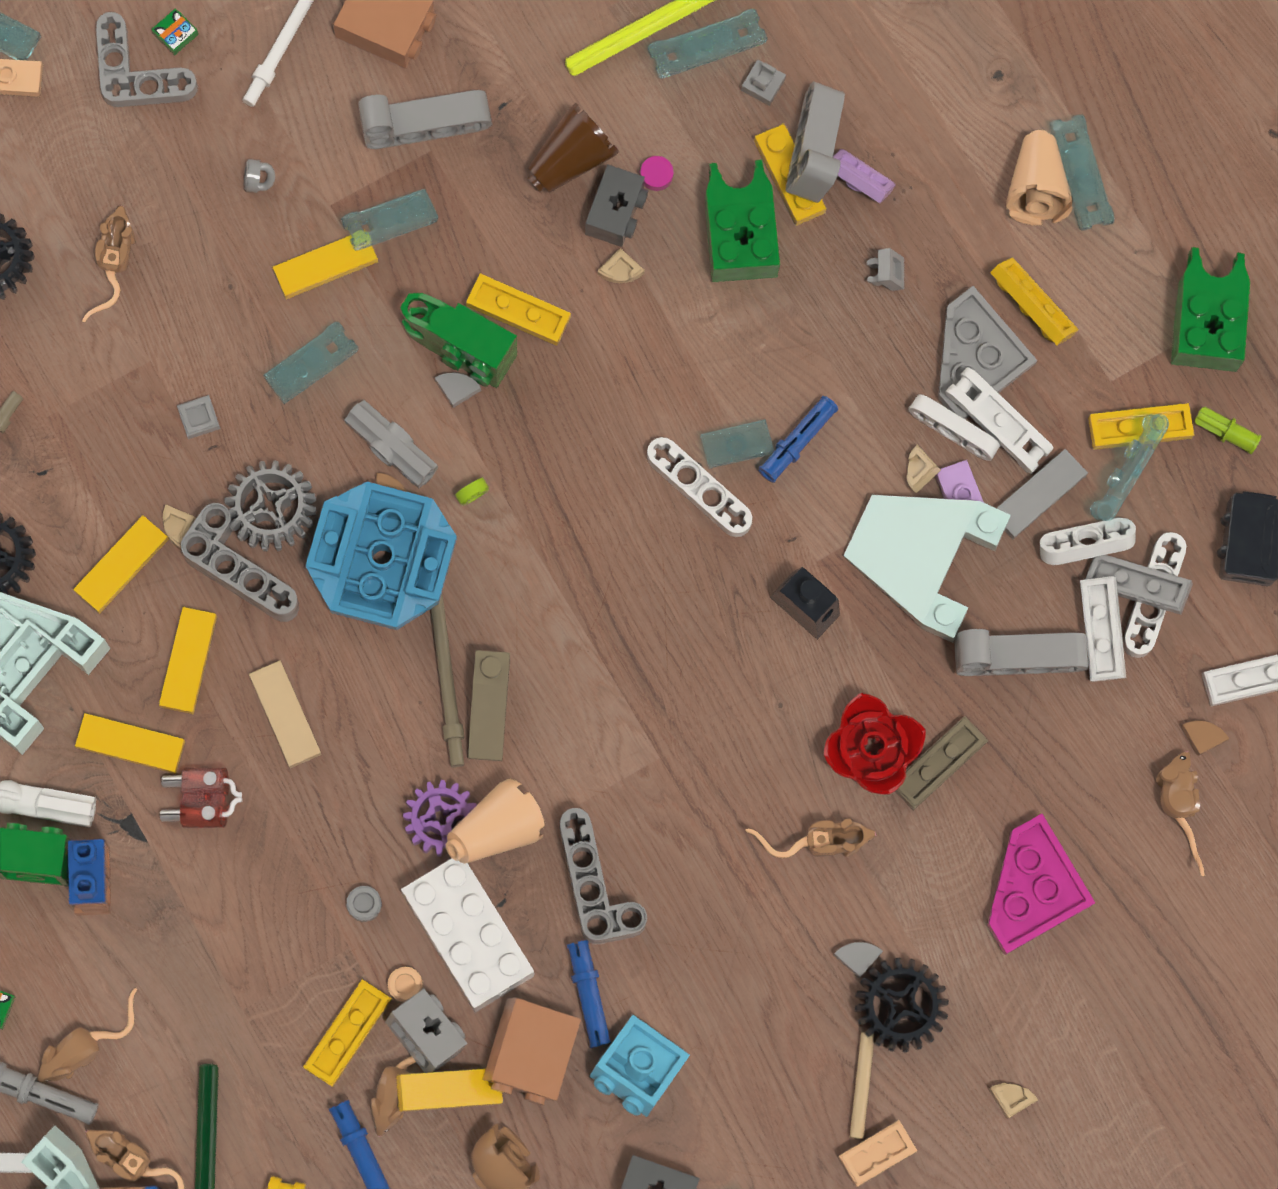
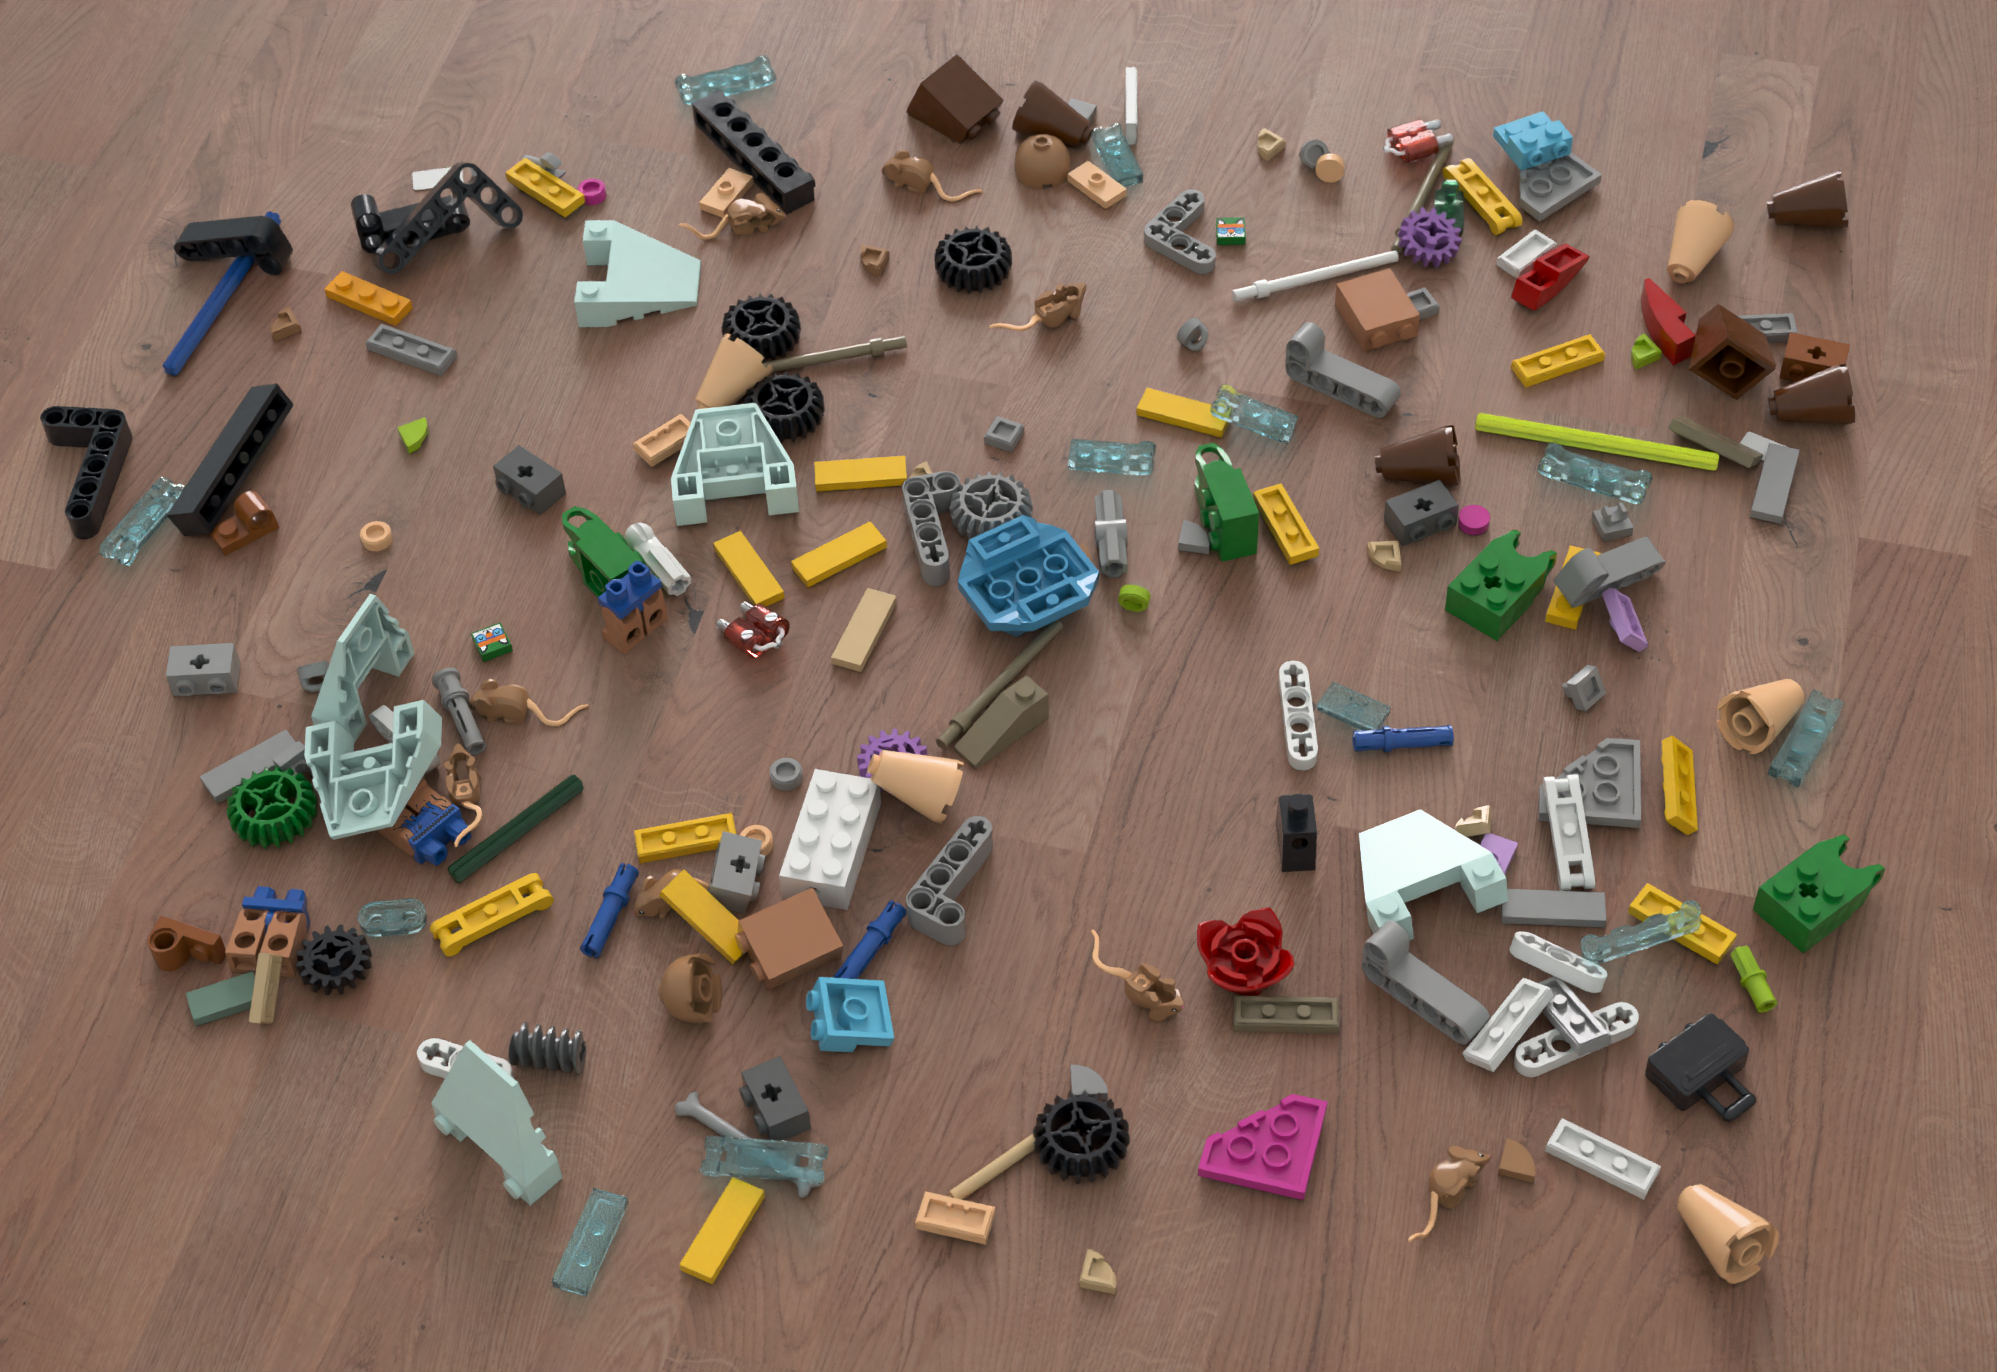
camera: 55 degrees right, 25 degrees down
(954, 427) = (1530, 816): white beam -> none

